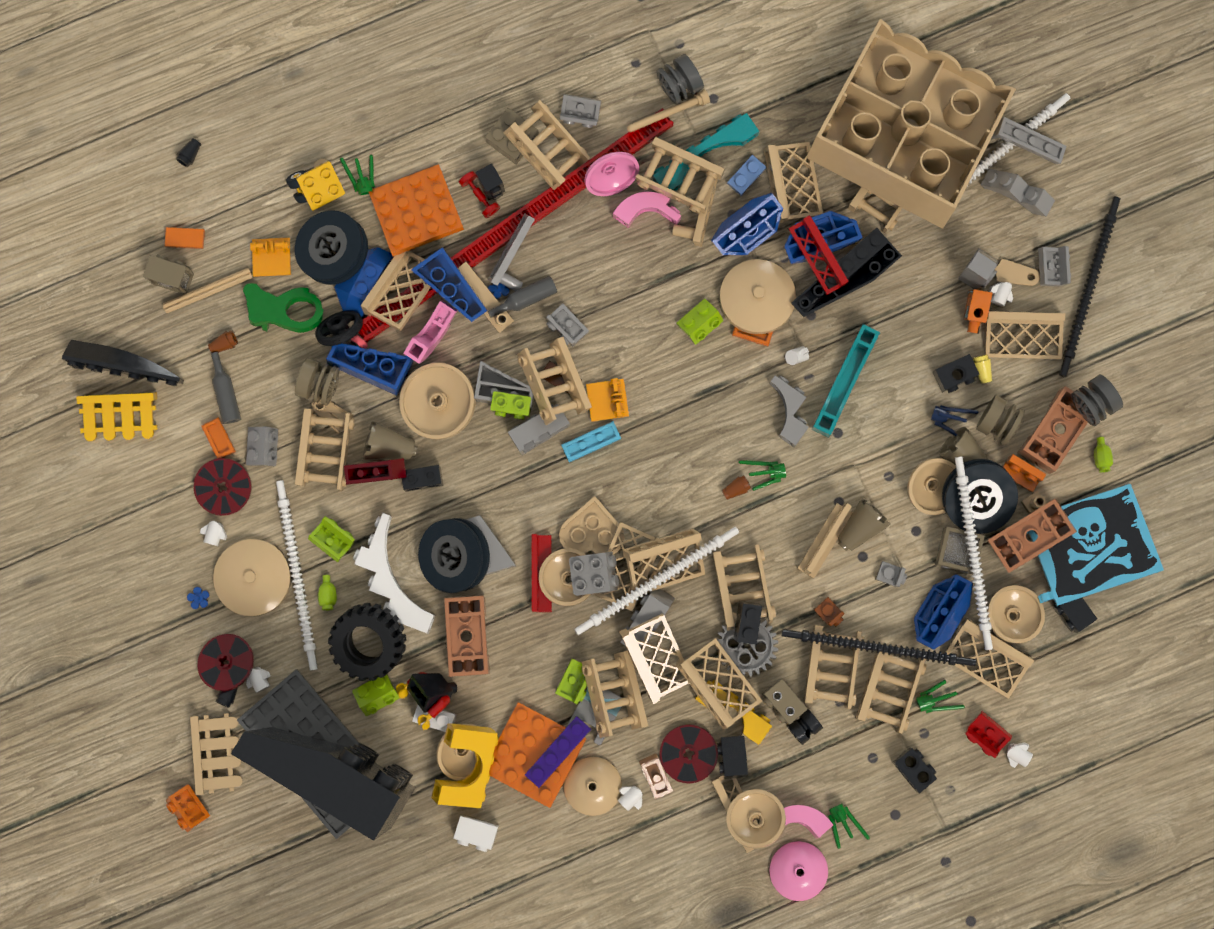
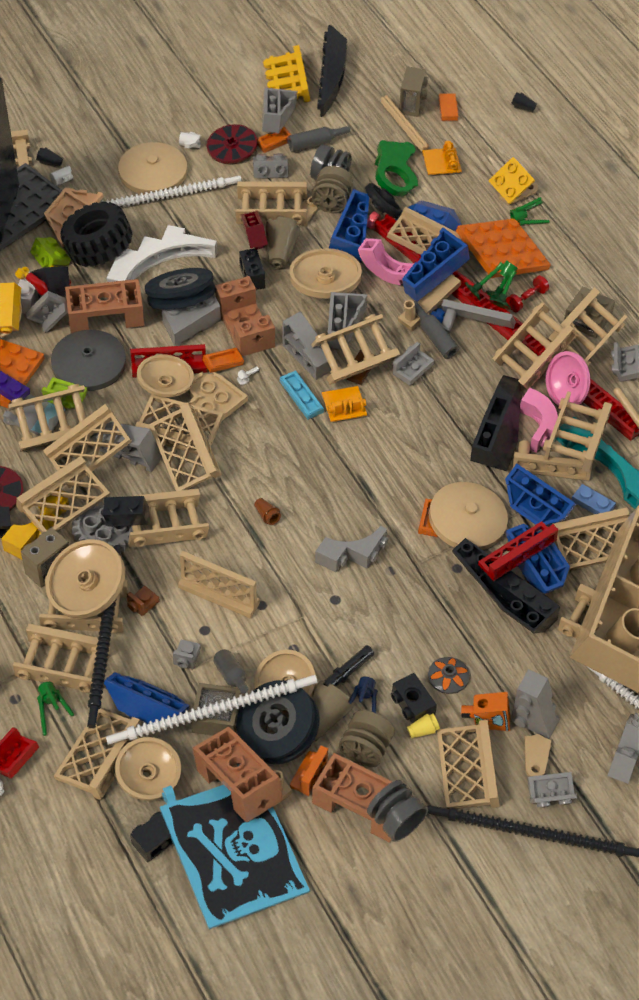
camera: 80 degrees right, 30 degrees down
(181, 433) = (277, 108): none -> light grey wedge
(198, 598) = (133, 137): blue plant -> none
(221, 676) = (76, 153): dark red piece -> none
(224, 342) = (360, 135): dark orange cone -> none
(280, 379) = (327, 156): none -> dark grey wheel
(313, 250) = (456, 191): black wheel -> none
(317, 670) = (65, 205): none -> light nougat wing
(327, 594) = (140, 215): lime plant -> none
(332, 539) = (189, 213): lime bracket -> none
(470, 493) = (242, 317): none -> nougat plate
(470, 694) = (48, 310): none -> light grey bracket
(481, 226) = (498, 296): none -> plant
(490, 182) = (540, 290): black brick -> none
(511, 404) = (327, 318): lime bracket -> none
(524, 675) = (89, 359): none -> dark grey dish
(542, 517) = (223, 360): none -> orange tile
(564, 499) = (244, 376): none -> white hand
(575, 182) = (540, 363): none -> tan fence
(593, 573) = (169, 390): light grey bracket -> none
(596, 619) = (208, 492): white hose -> none
(649, 248) = (500, 427): none -> black wedge
(700, 321) = (433, 470): lime bracket -> none
(776, 472) = (287, 543): green plant -> none
(797, 355) = (411, 552): white piece -> none
(804, 727) = (20, 581): black wheel -> none
(823, 663) = (85, 578): none -> tan dish
(845, 381) = (422, 605): teal arch -> none
(862, 525) = (239, 619): dark tan cone -> none
(919, 430) = (364, 654): none -> black pin
(925, 348) = (448, 682): none -> dark grey dish
(926, 533) = (230, 670): none -> dark grey piece
(1001, 293) = (511, 739): white piece -> none
(1103, 456) = (338, 856): lime plant -> none

